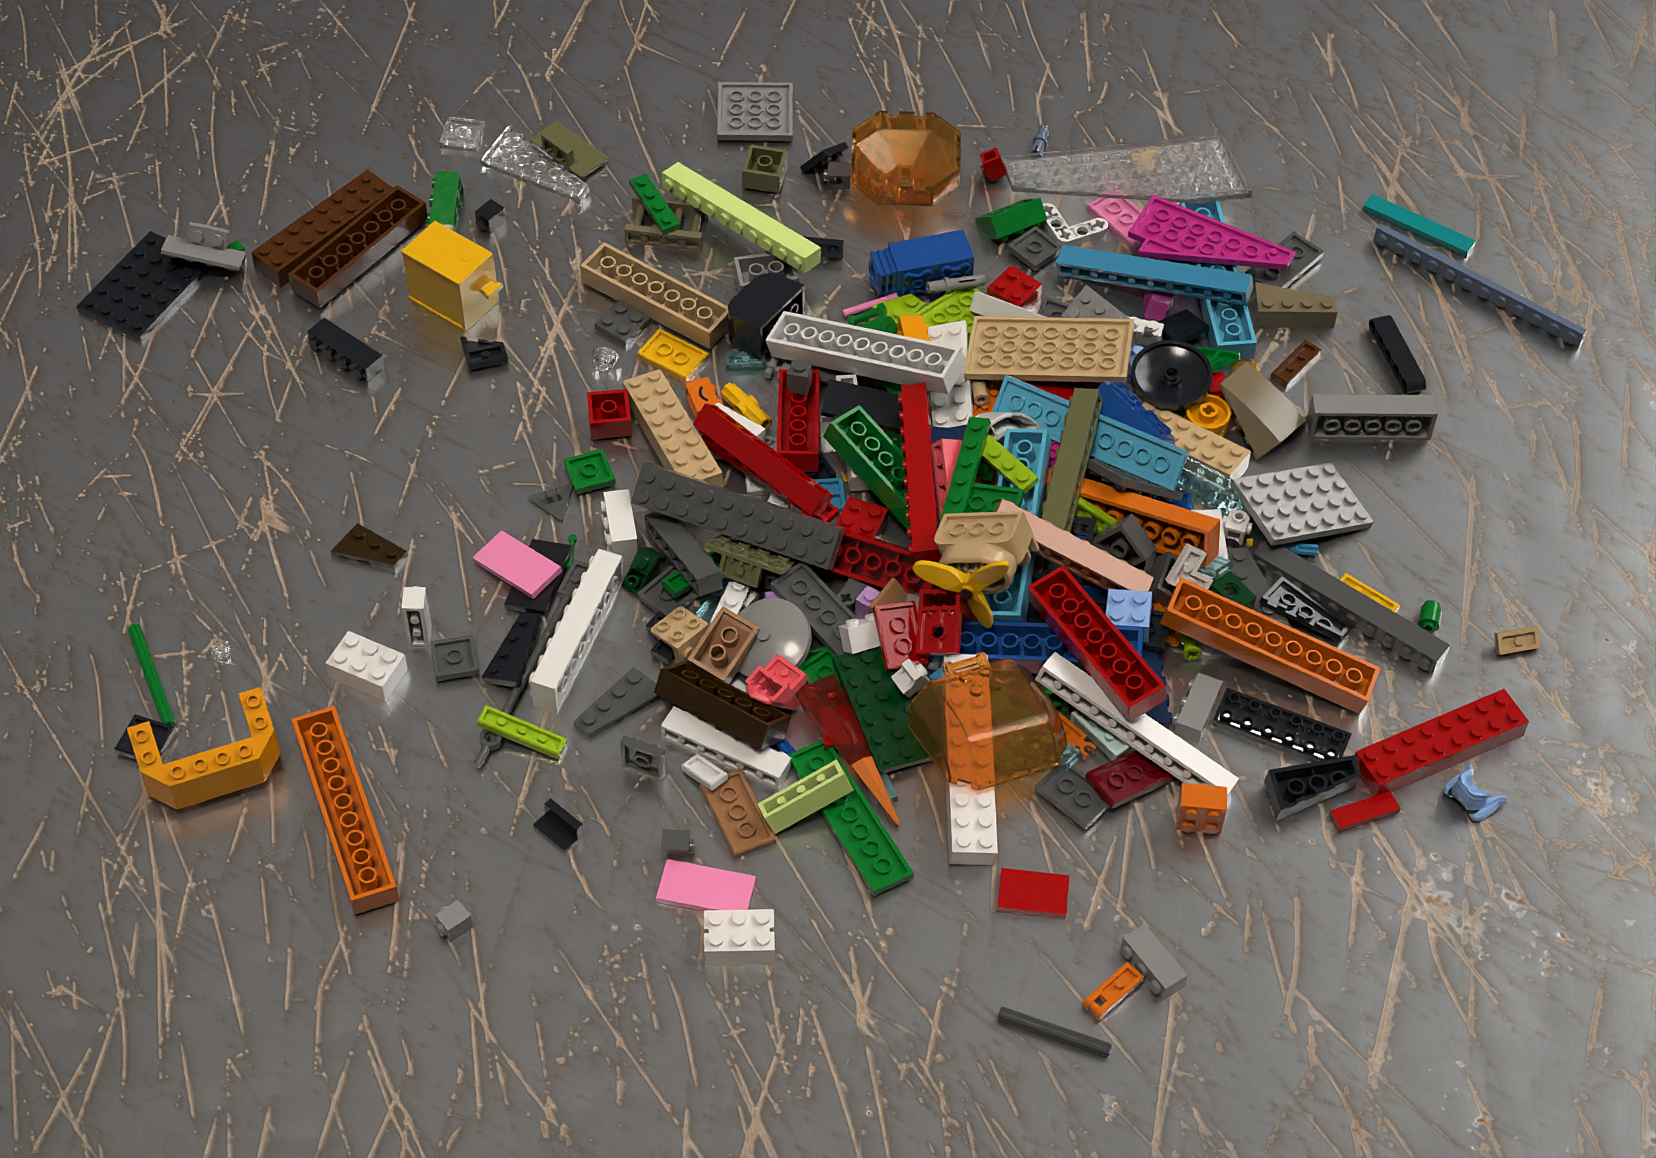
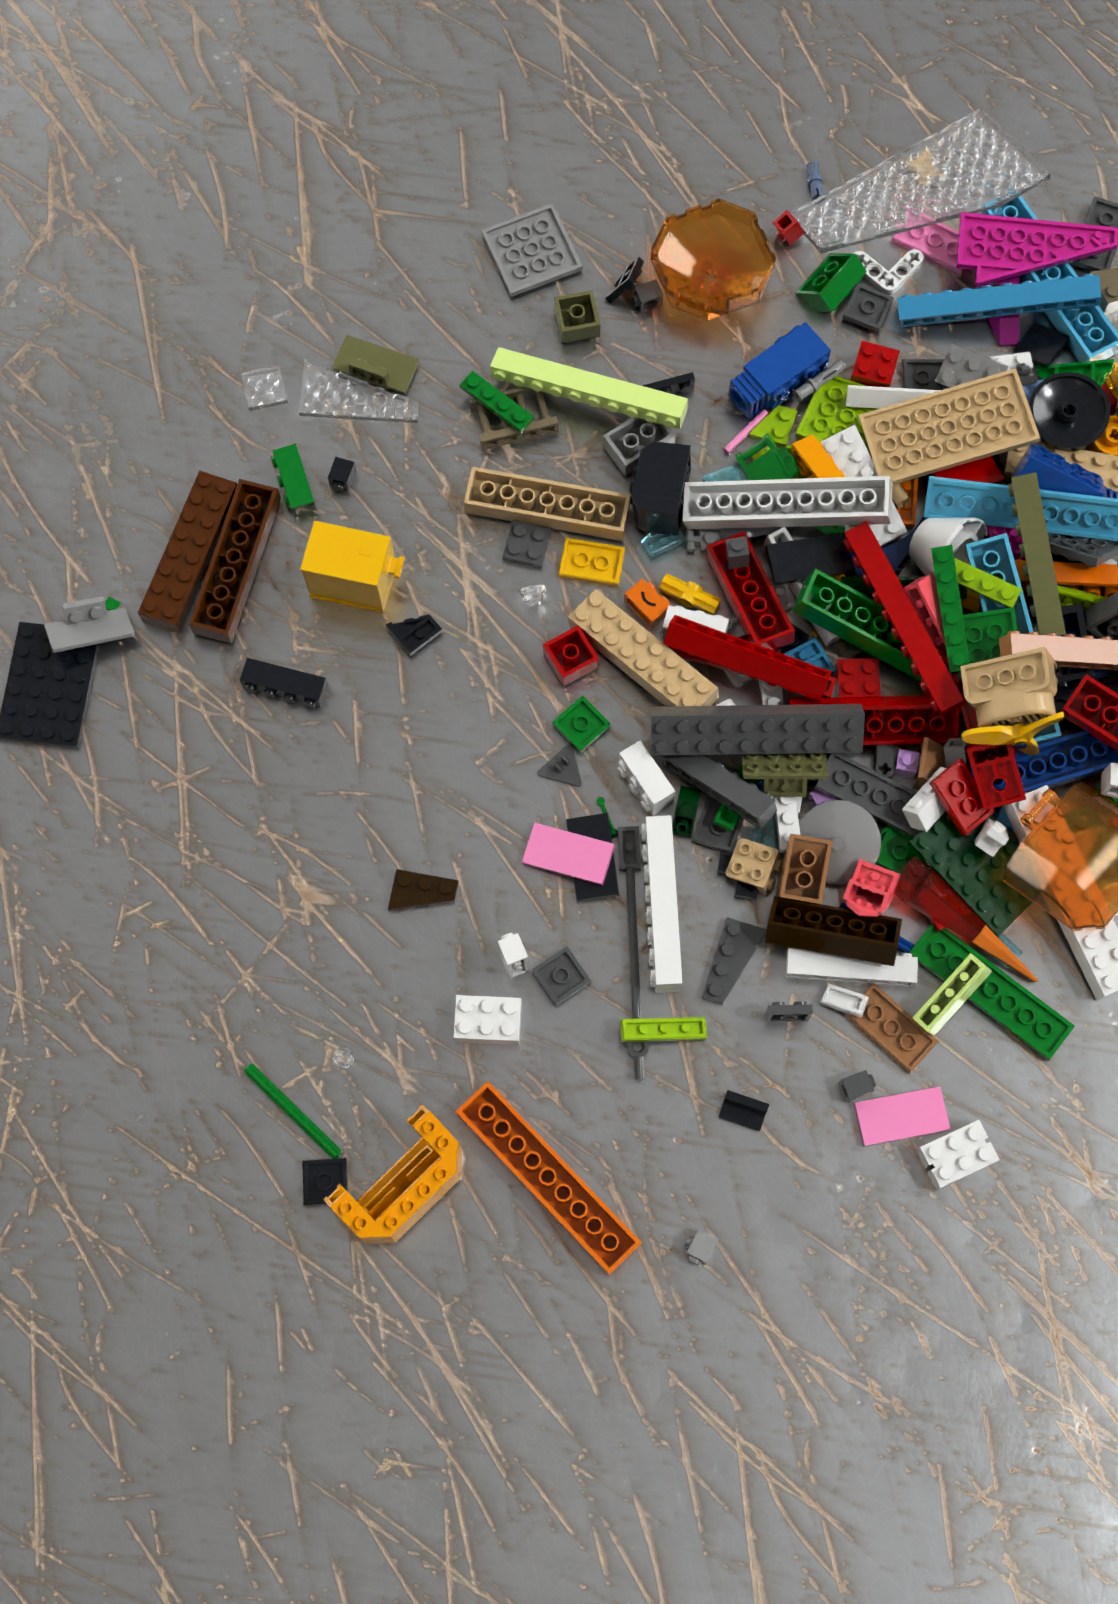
camera: 20 degrees left, 20 degrees up
(511, 656) = (613, 955): black wing -> none

